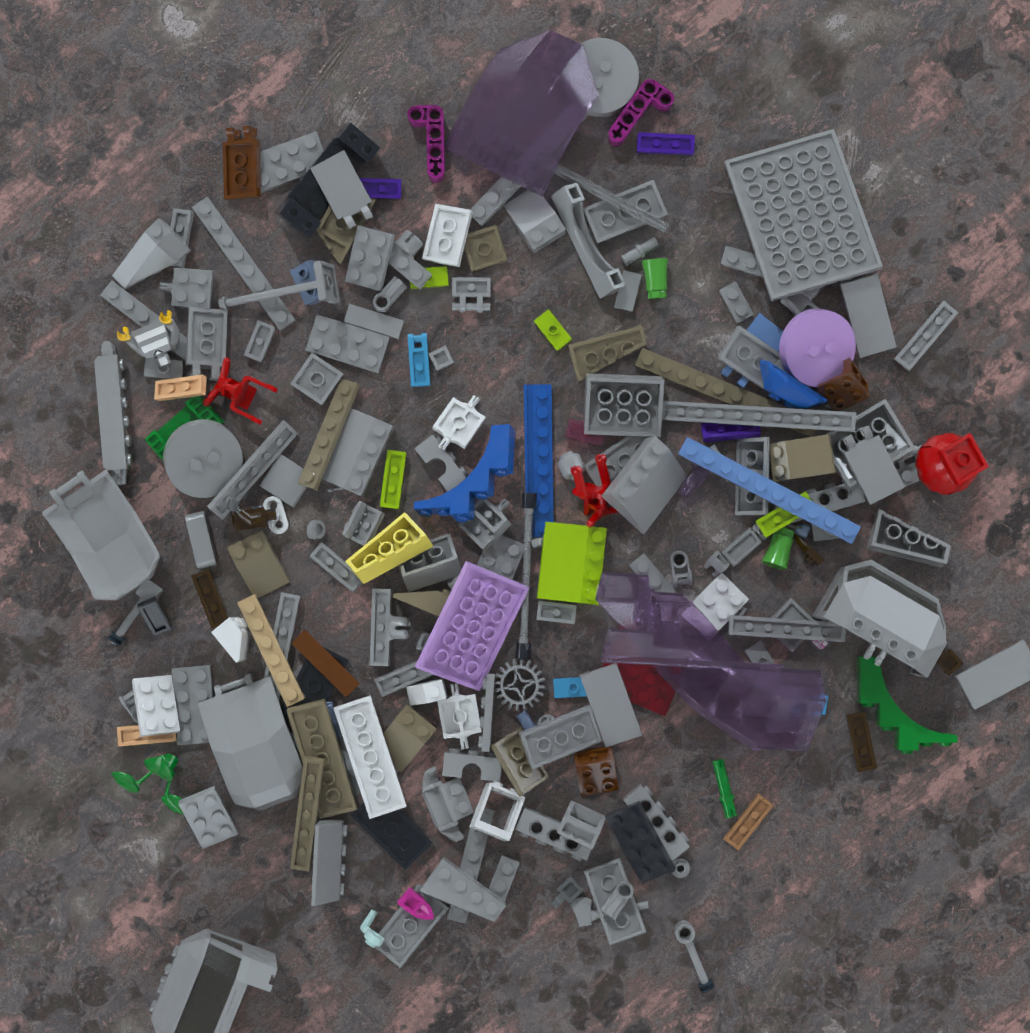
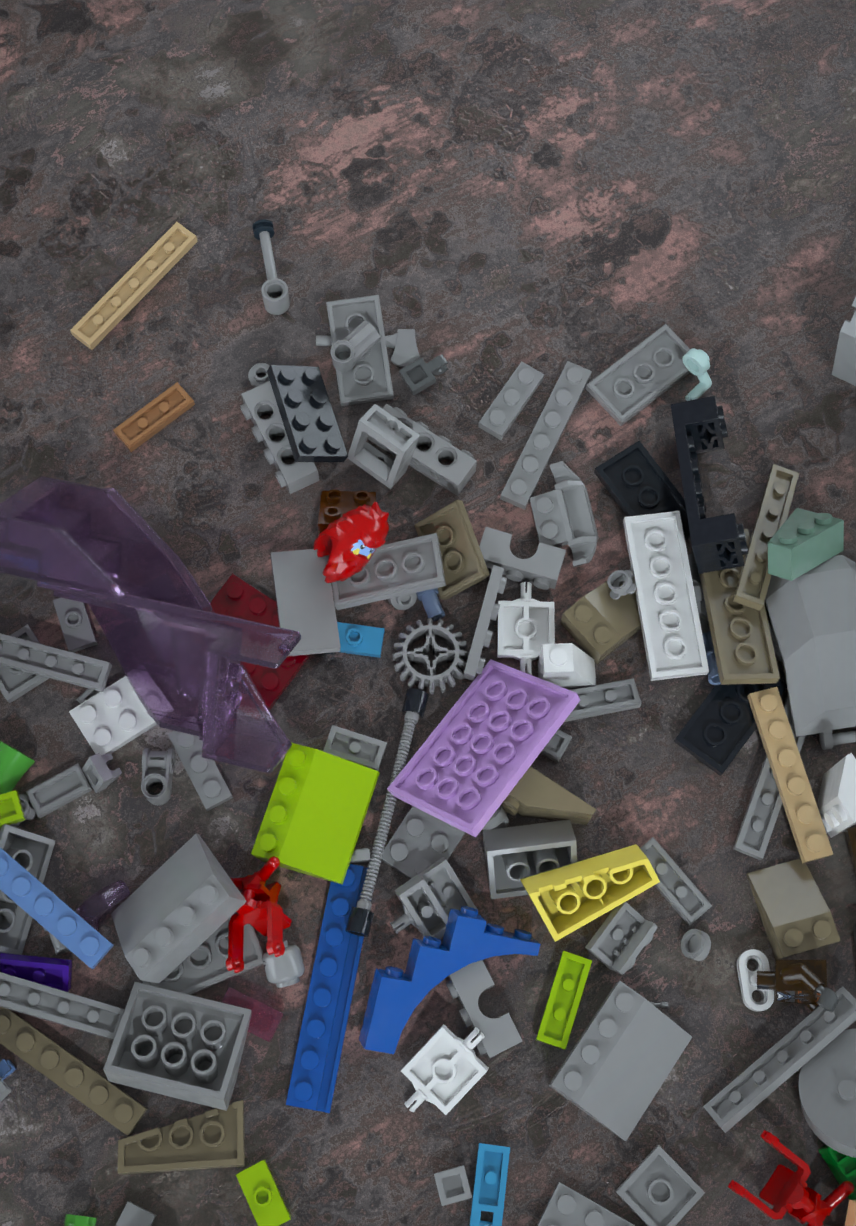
camera: 170 degrees left, 15 degrees down
(282, 808) = (804, 543): none -> sand green wedge
(283, 480) = (731, 1032): light grey slope -> none
(325, 663) = (710, 739): reddish brown tile -> none
(328, 434) = (653, 1094): dark tan plate -> none
(328, 861) = (747, 463): light grey slope -> none
(367, 883) = (715, 540): none -> black plate
(384, 627) = (613, 776): light grey plate -> none
(405, 761) = (615, 581): none -> light grey plate
(416, 905) = (632, 393): dark pink plate -> none
(461, 890) = (566, 396): light grey wedge -> none
(493, 831) = (490, 457): white window -> none
(586, 749) = (352, 541): none -> red head
(724, 788) = (174, 463): green pin -> none
(788, 921) = (134, 285): none -> tan plate

